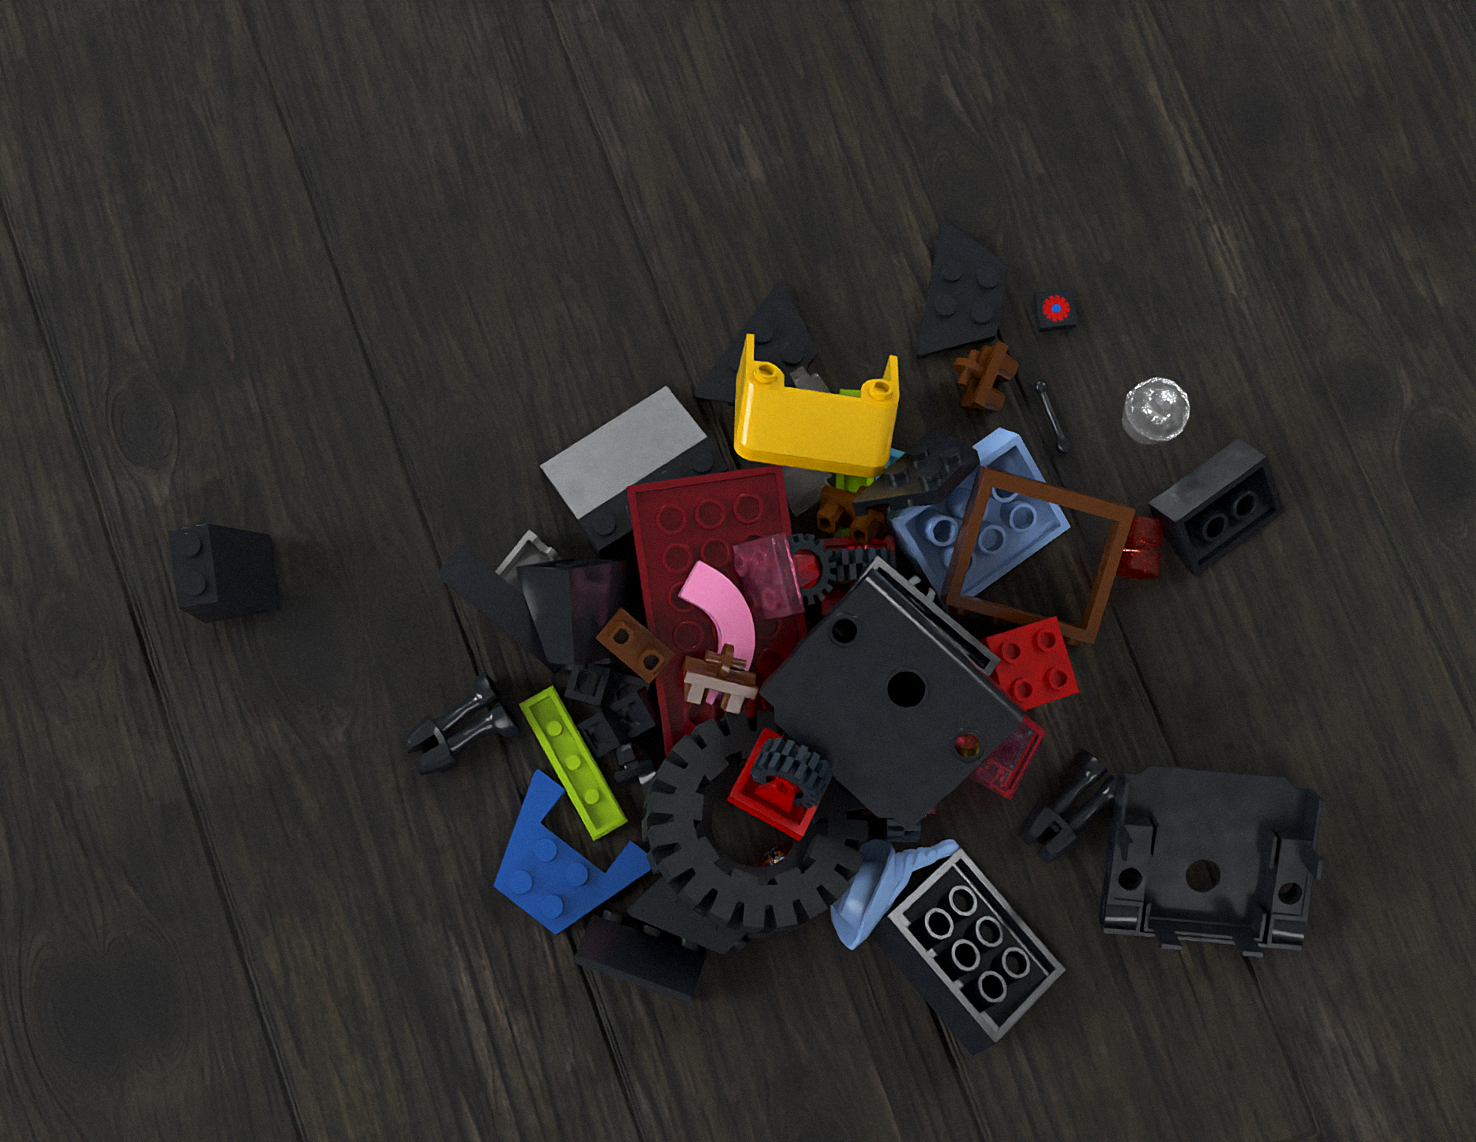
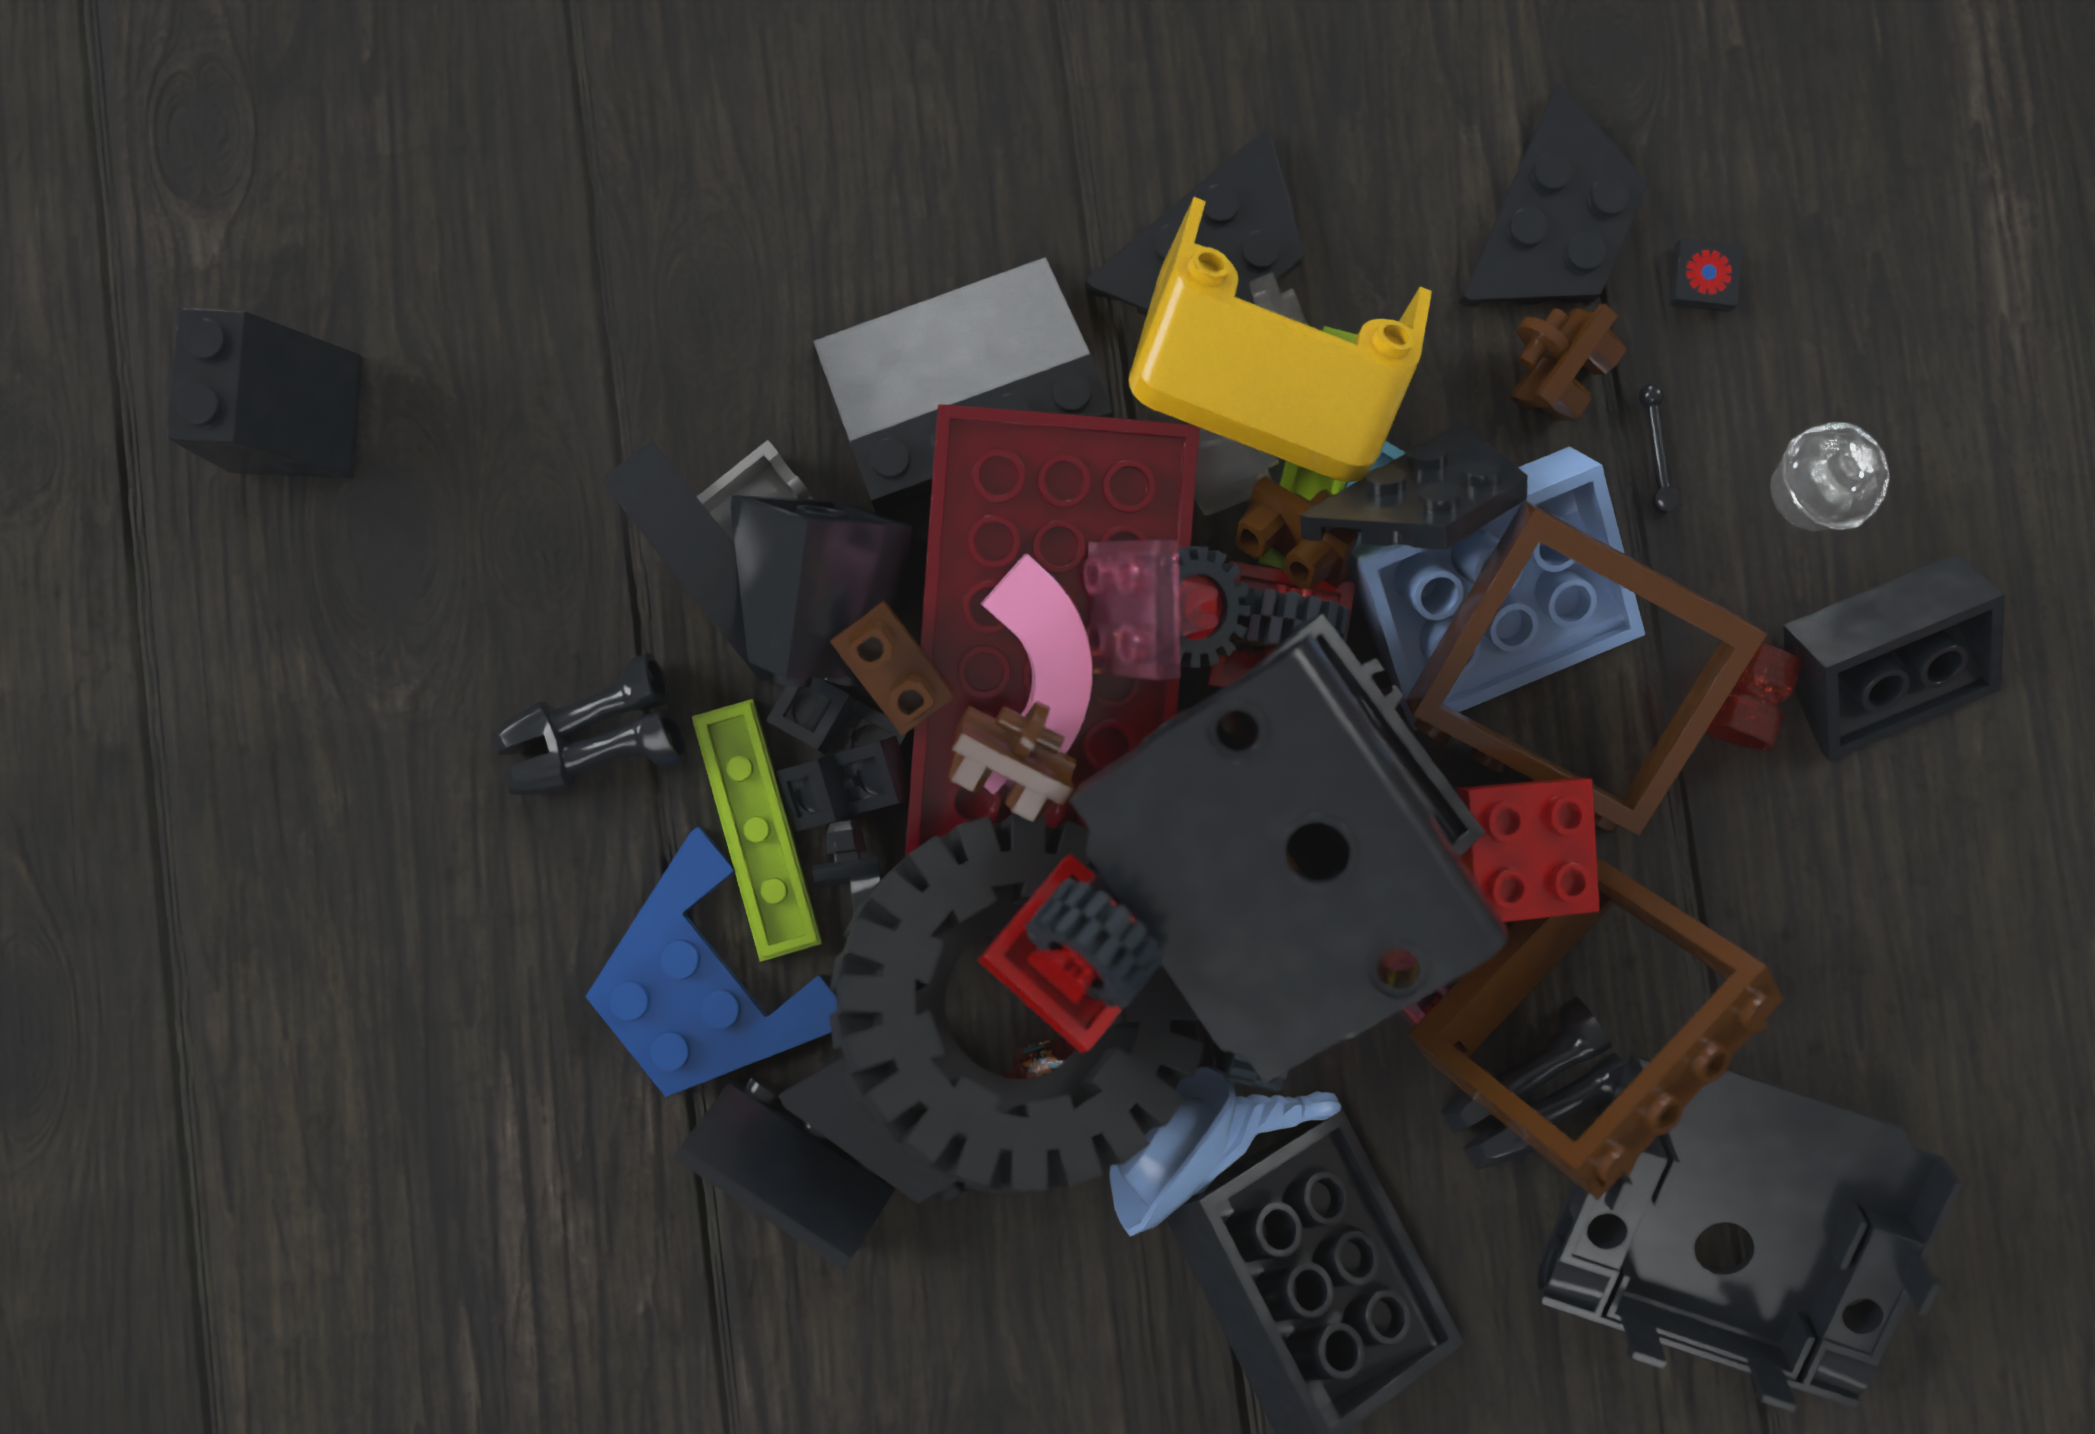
camera: 15 degrees right, 5 degrees up
(1134, 786) = (1665, 1086): none -> reddish brown window

